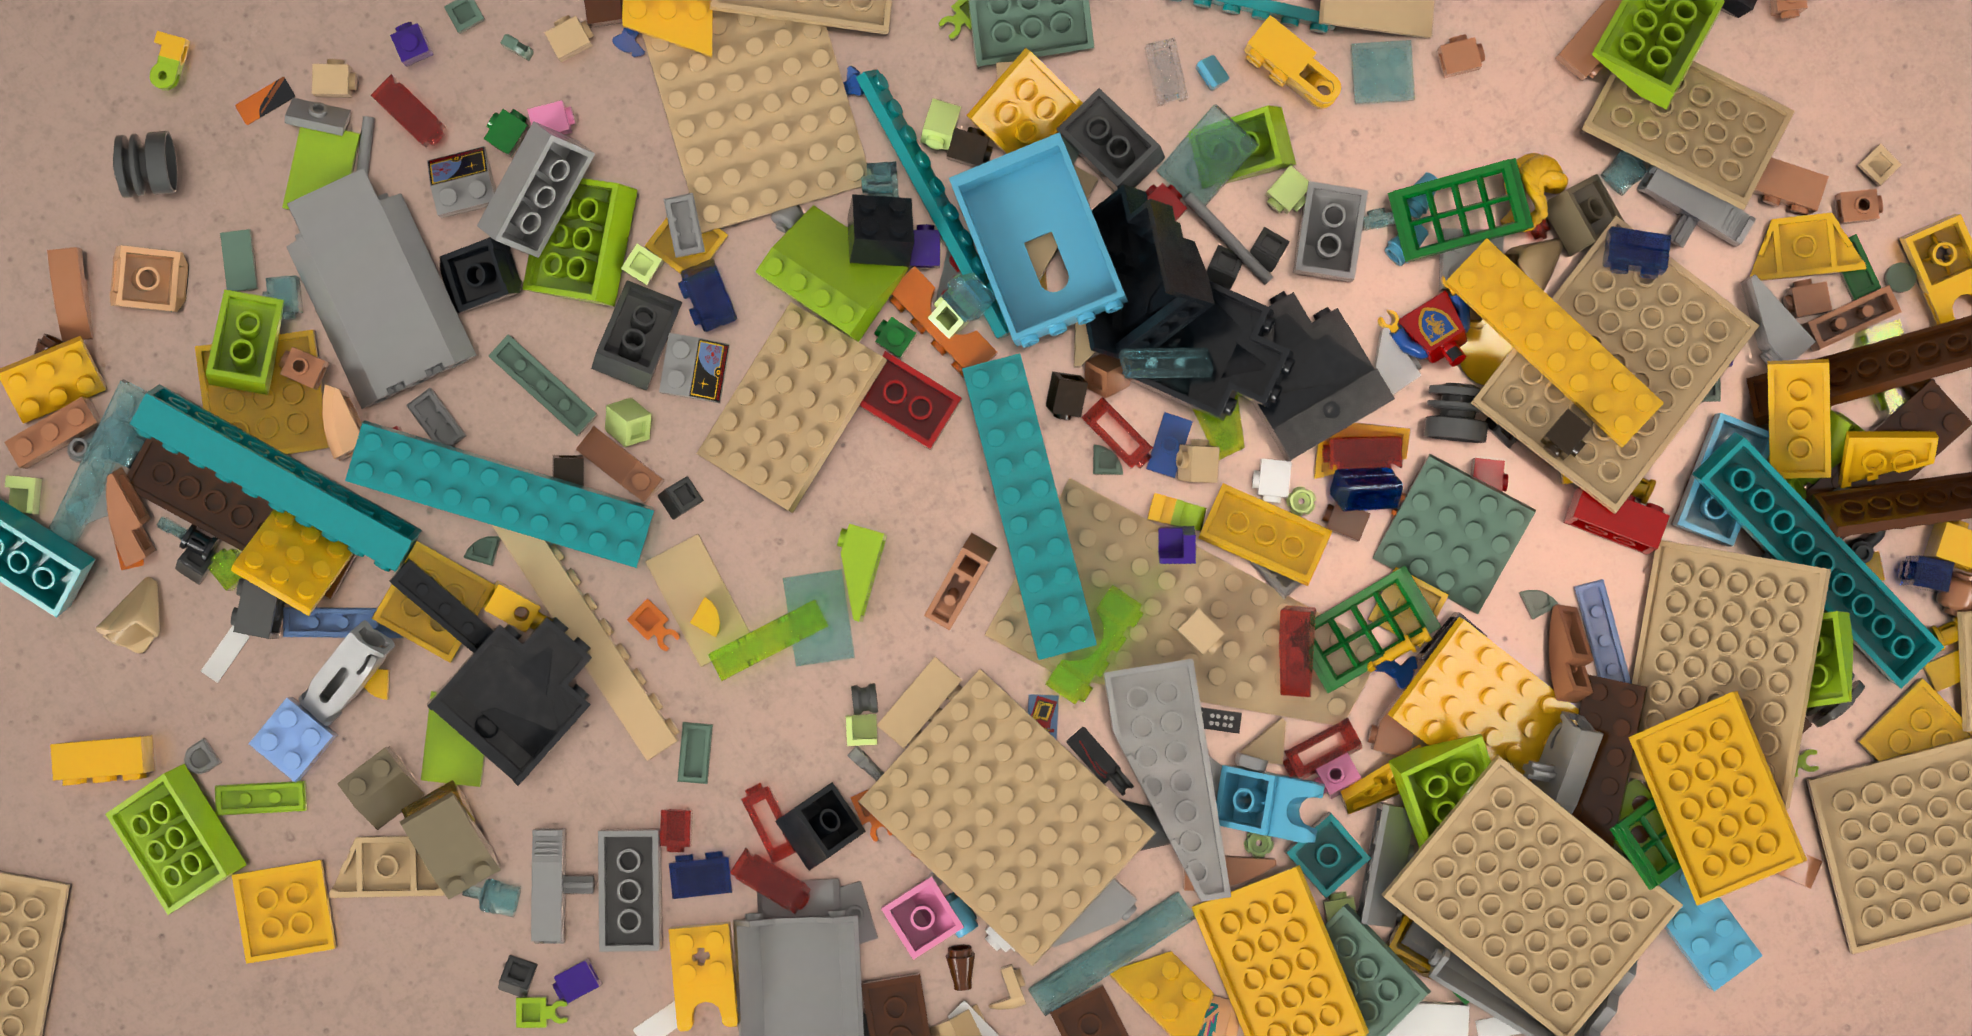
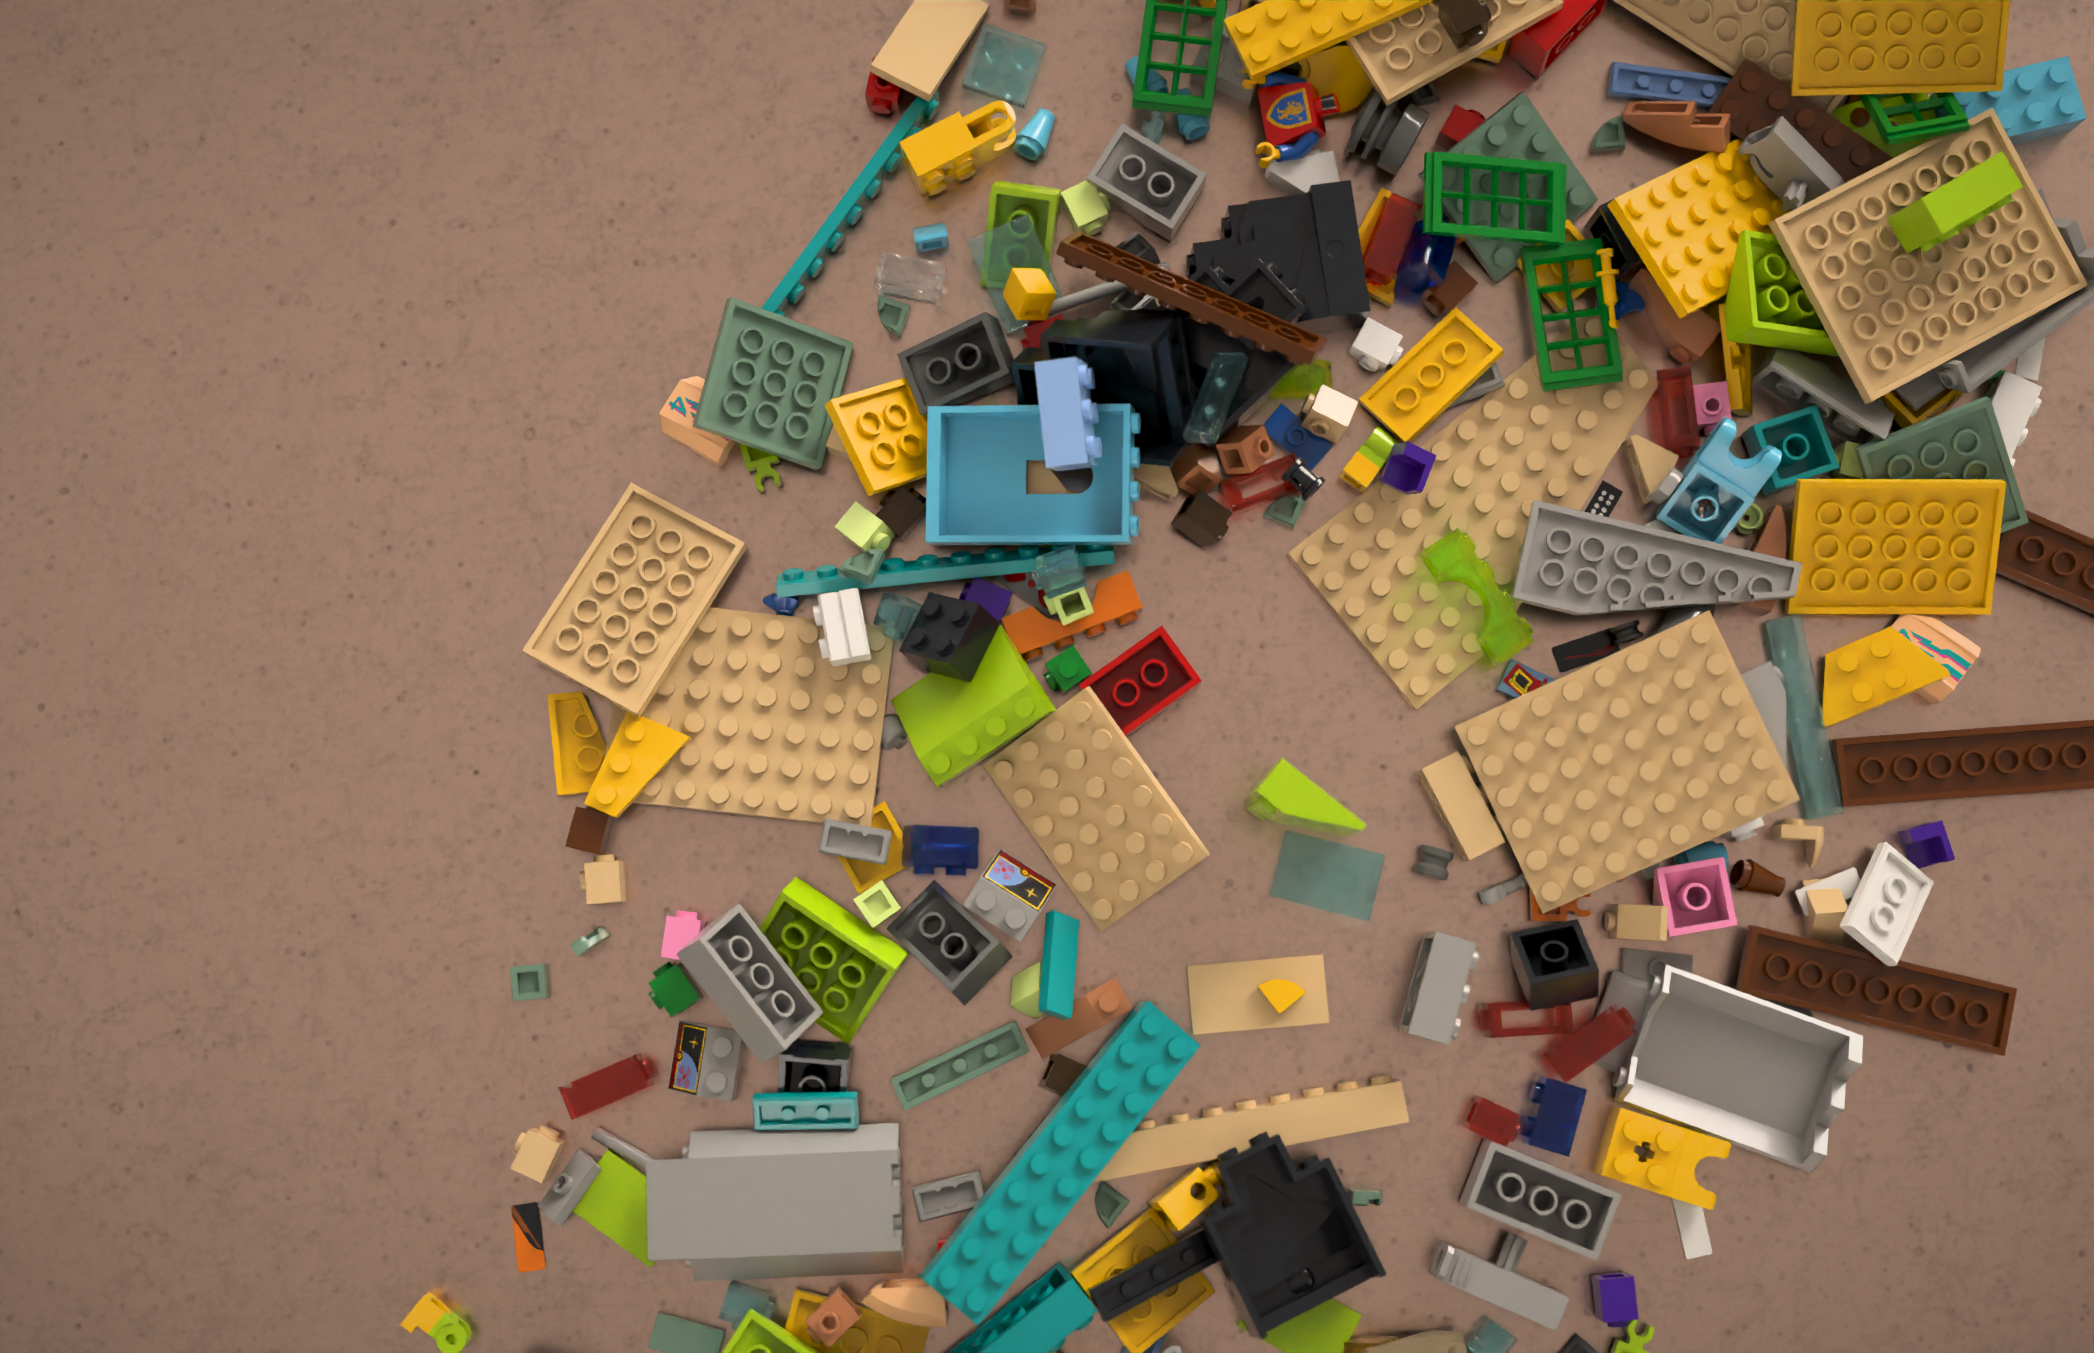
camera: 70 degrees left, 5 degrees down
(411, 43) = (536, 1052): dark purple brick -> none
(455, 277) = (805, 1111): none -> teal tile
(573, 750) = (1363, 1197): none -> sand green tile
(627, 43) = (636, 823): blue piece -> none
(650, 621) = (1259, 1055): orange plate -> none
(654, 430) = (1058, 965): none -> teal tile
(680, 497) = (1140, 969): dark grey slope -> none
(695, 752) = (1417, 1067): sand green tile -> none
(763, 741) = (1439, 987): none -> light grey brick
(768, 639) = (1334, 936): clear neon green arch -> none
(852, 141) = (843, 627): none -> white brick
(861, 729) = (1466, 879): yellowish green panel -> none
(883, 879) = (1637, 922): none -> tan slope
(909, 136) = (863, 565): none -> sand green tile
(960, 581) = (1350, 709): nougat slope -> none
(1029, 506) = (1306, 602): teal brick -> none
(1091, 248) = (1067, 414): none -> light blue brick
(1130, 463) = (1303, 479): none -> black bush
(1133, 70) = (893, 314): none -> sand green tile
(1138, 406) = (1245, 449): none -> nougat brick
(1191, 175) = (1029, 294): none -> yellow panel
(1201, 632) = (1509, 480): tan brick -> none
(1231, 308) = (1199, 300): none -> reddish brown plate
(1296, 650) = (1567, 390): clear red slope -> none
(1308, 497) = (1414, 321): yellowish green plate -> none
(1334, 123) = (1033, 138): none -> medium azure cone
(1413, 472) = (1434, 194): none -> green piece
(1573, 899) = (1956, 204): none -> lime brick

